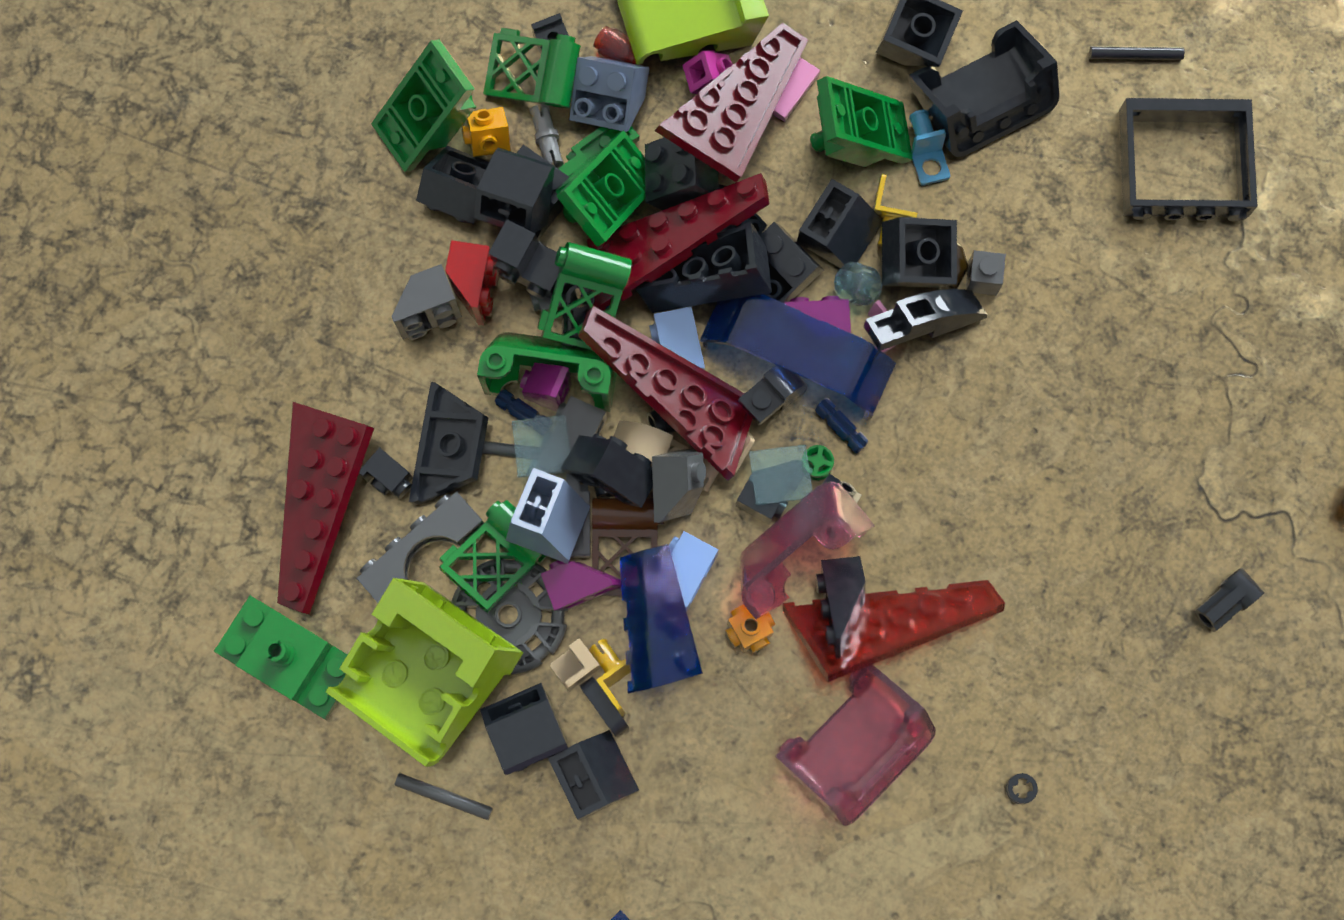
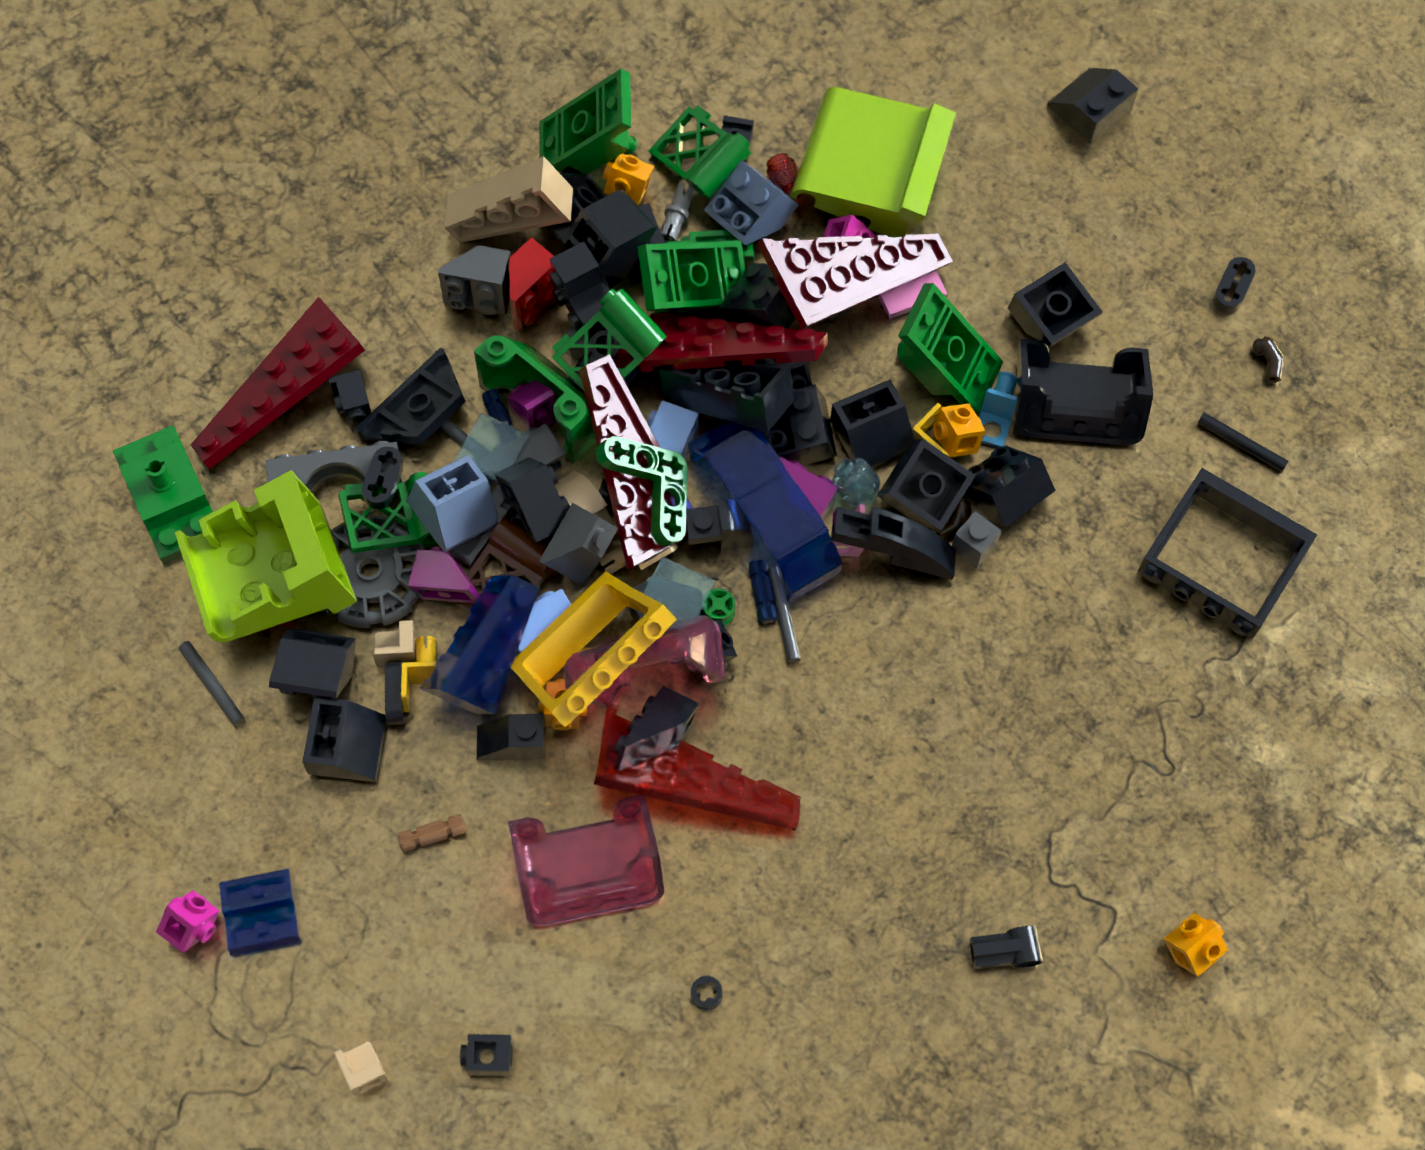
camera: 30 degrees right, 10 degrees down
(406, 219) = (510, 202): none -> tan wedge
(461, 533) = (375, 476): none -> black beam
(706, 384) = (662, 480): none -> green beam
(715, 803) = (431, 833): none -> medium nougat axle
(720, 562) = (575, 629): none -> yellow windscreen
(725, 682) = (512, 738): none -> black slope
(872, 434) = (784, 615): none -> dark grey bar
(910, 186) = (958, 430): none -> light orange brick
(981, 206) = (1009, 484): none -> black slope

